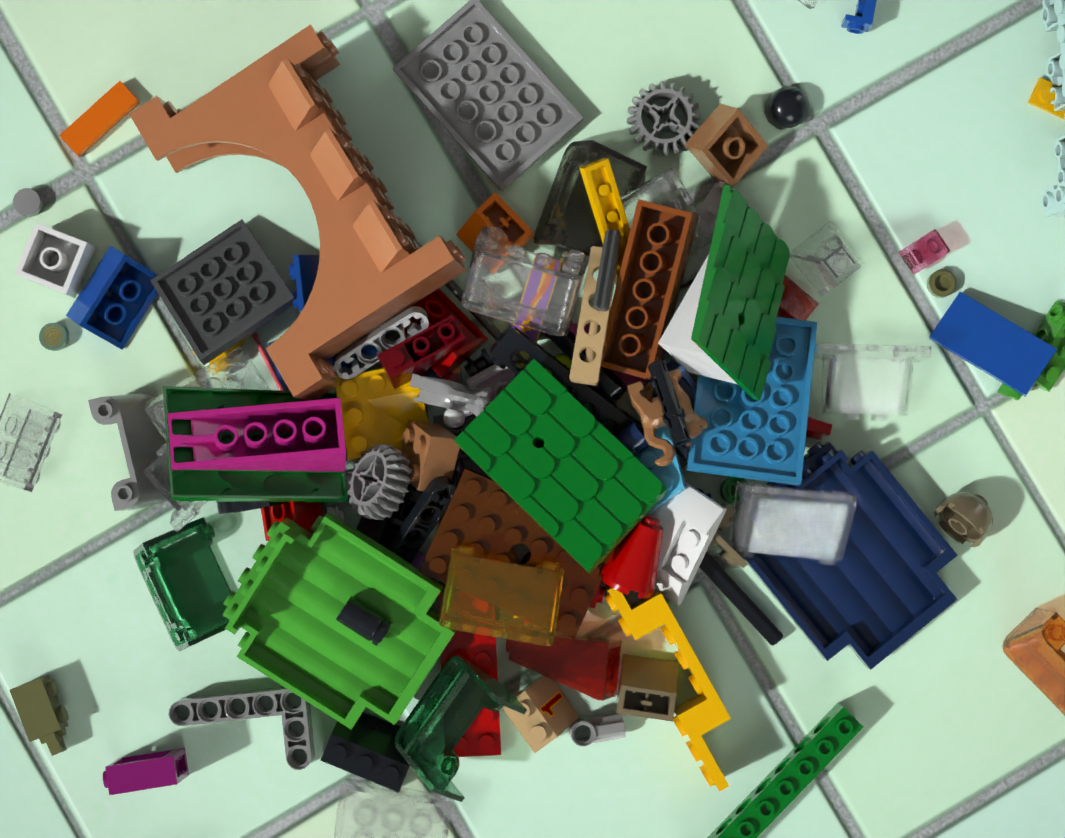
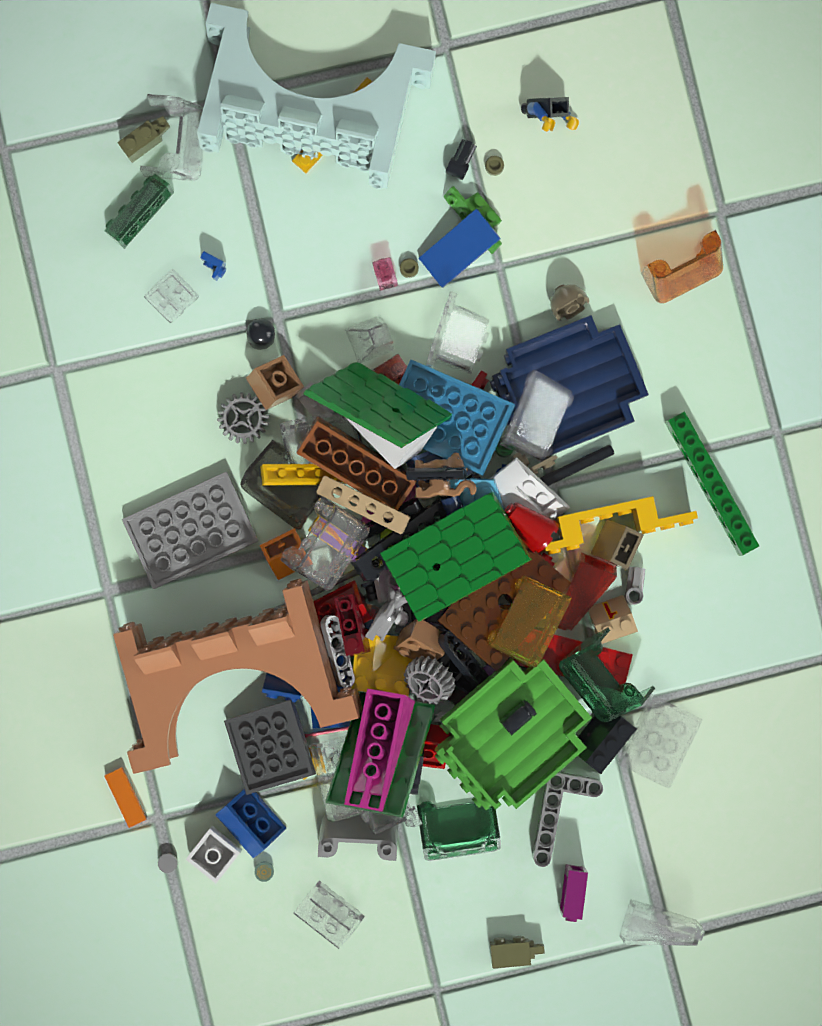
camera: 75 degrees left, 0 degrees up
(606, 270) = (336, 487): dark grey axle -> none

